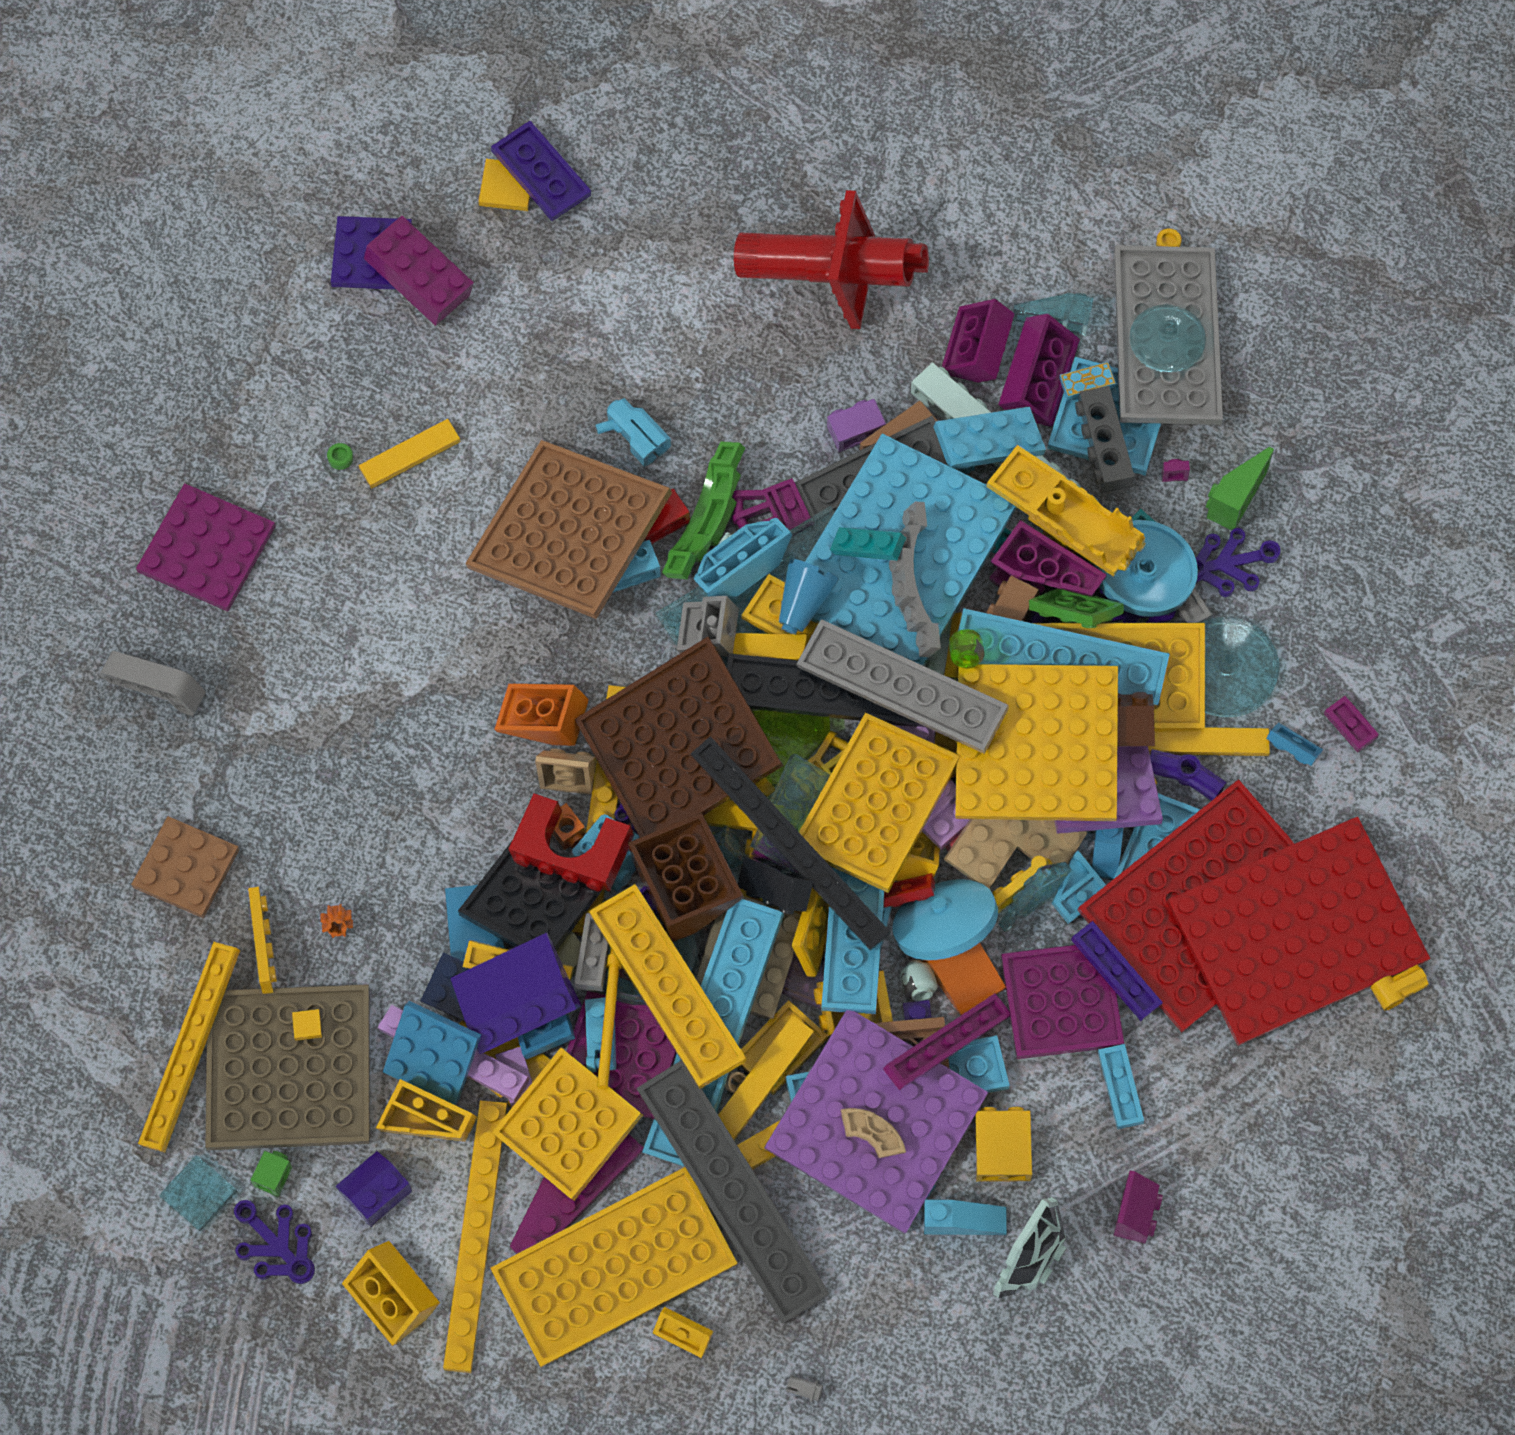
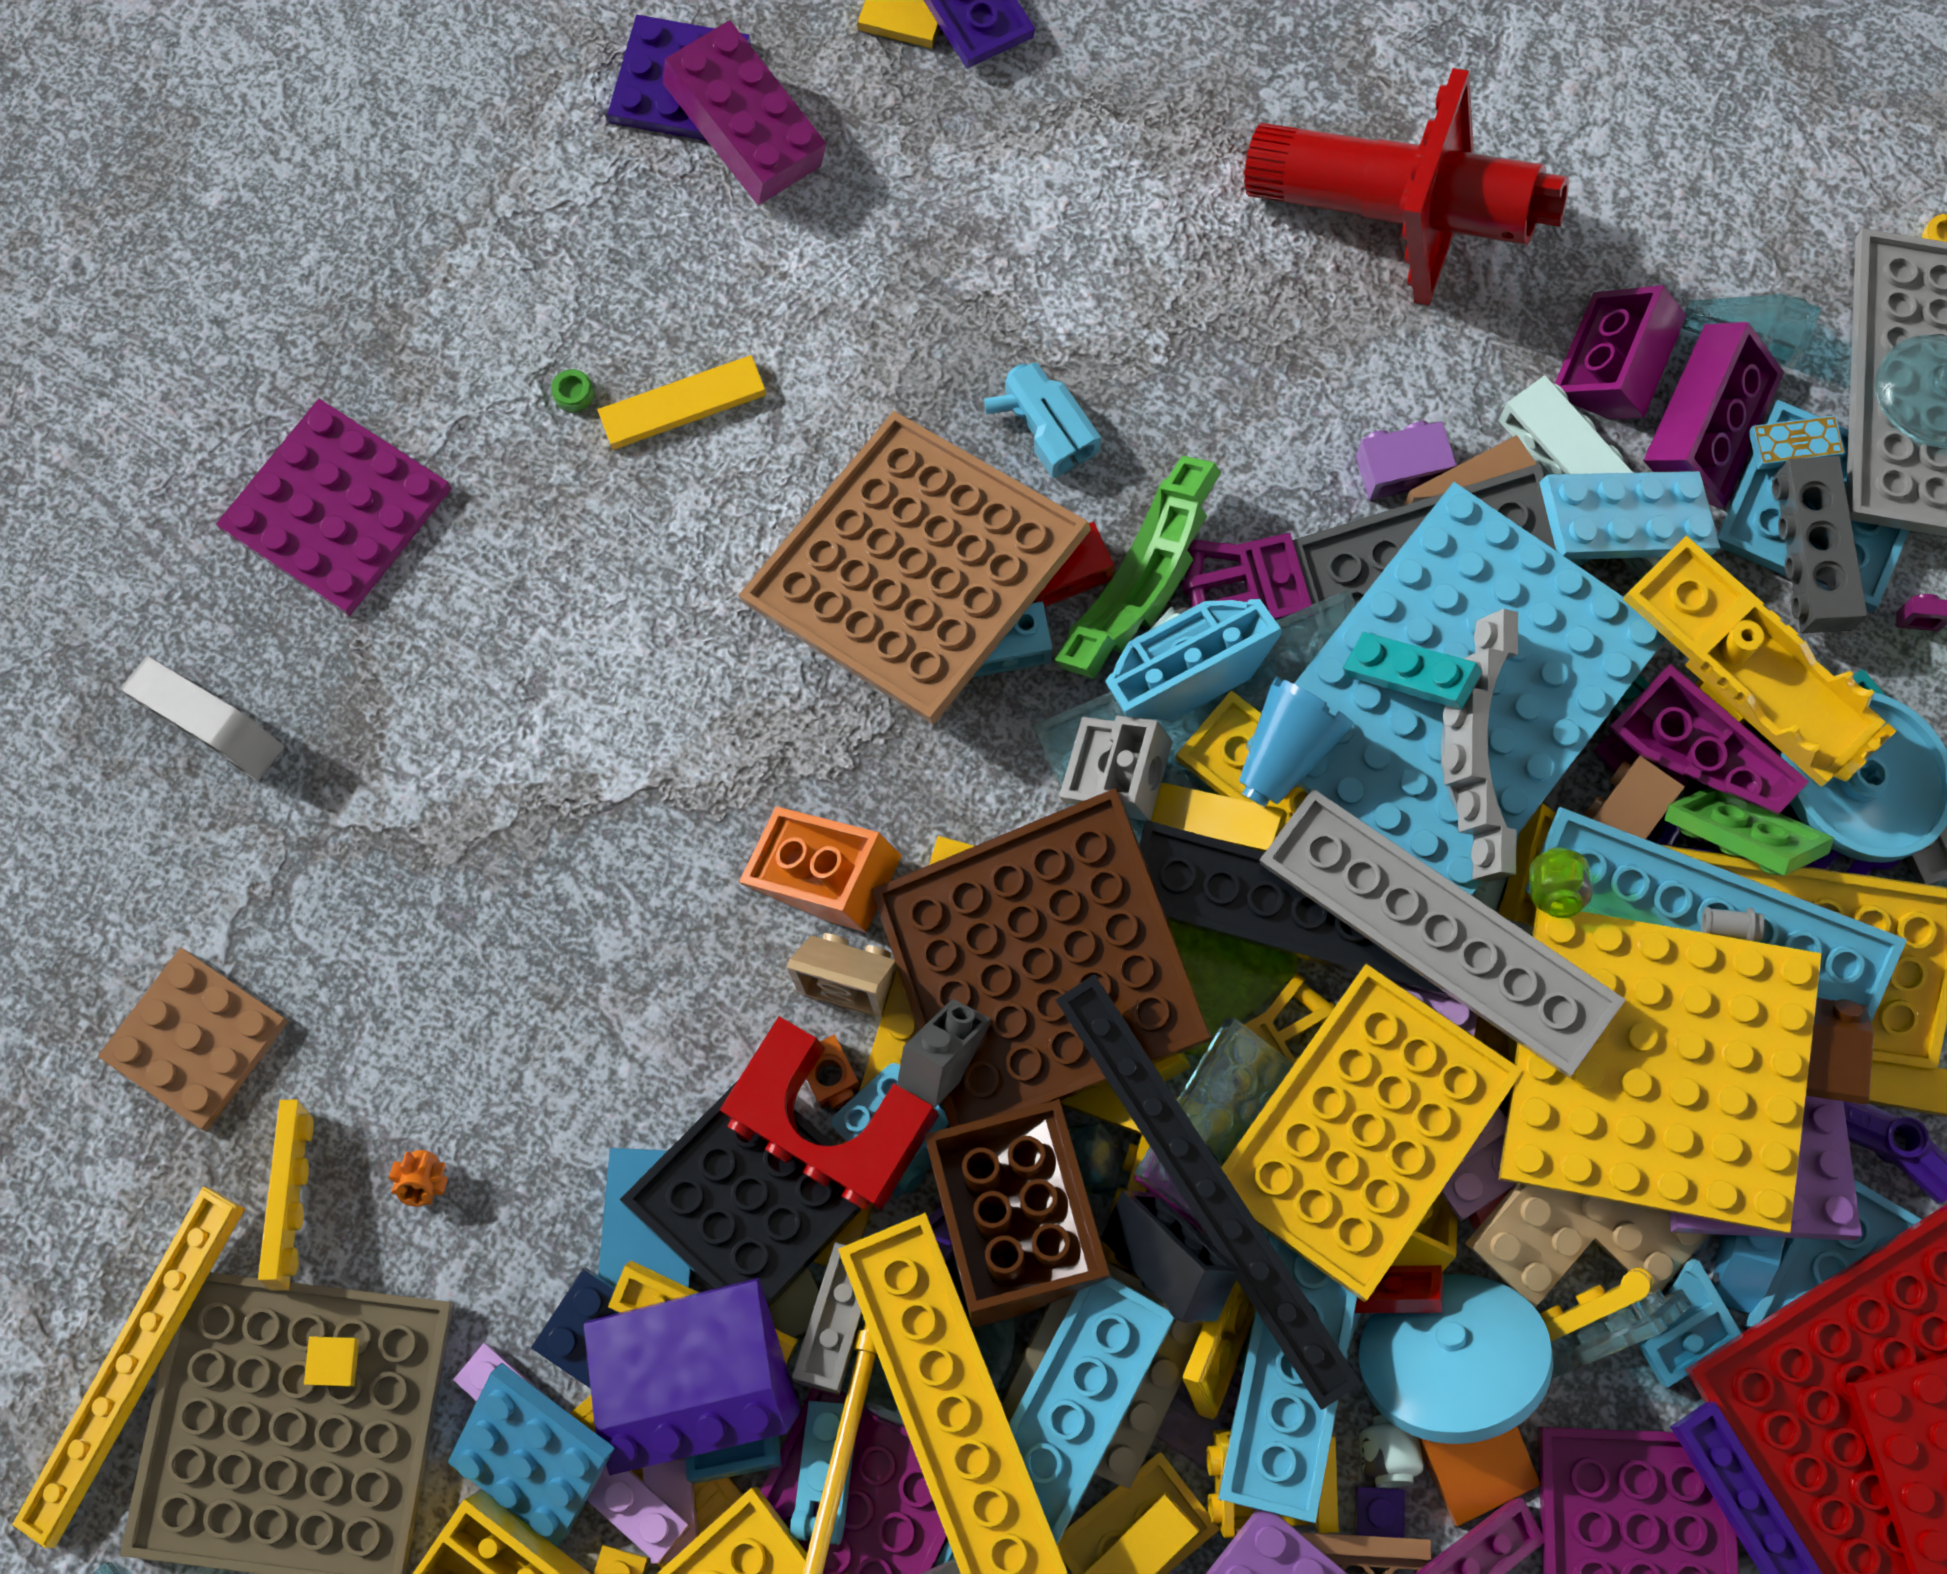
camera: 10 degrees right, 5 degrees up
(630, 798) = (941, 1052): none -> dark grey slope
(1069, 658) = (1733, 924): none -> light grey pin

